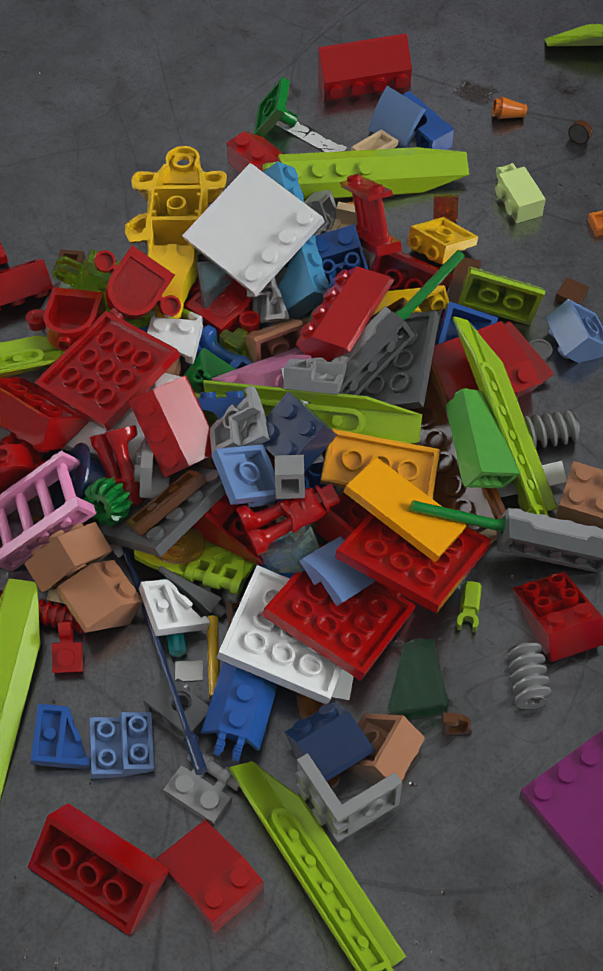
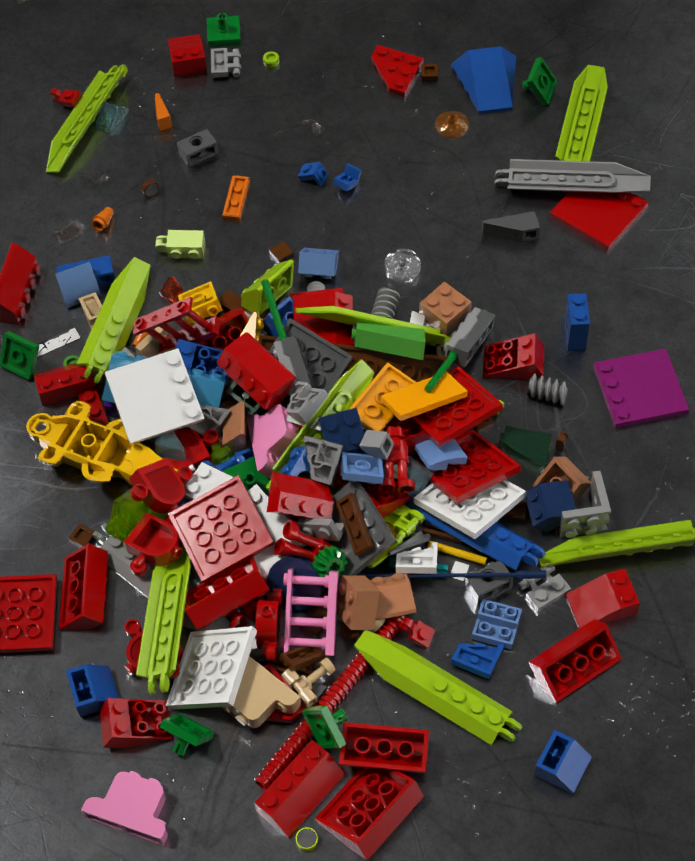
camera: 65 degrees left, 0 degrees up
(438, 619) = (486, 424): none -> reddish brown tile

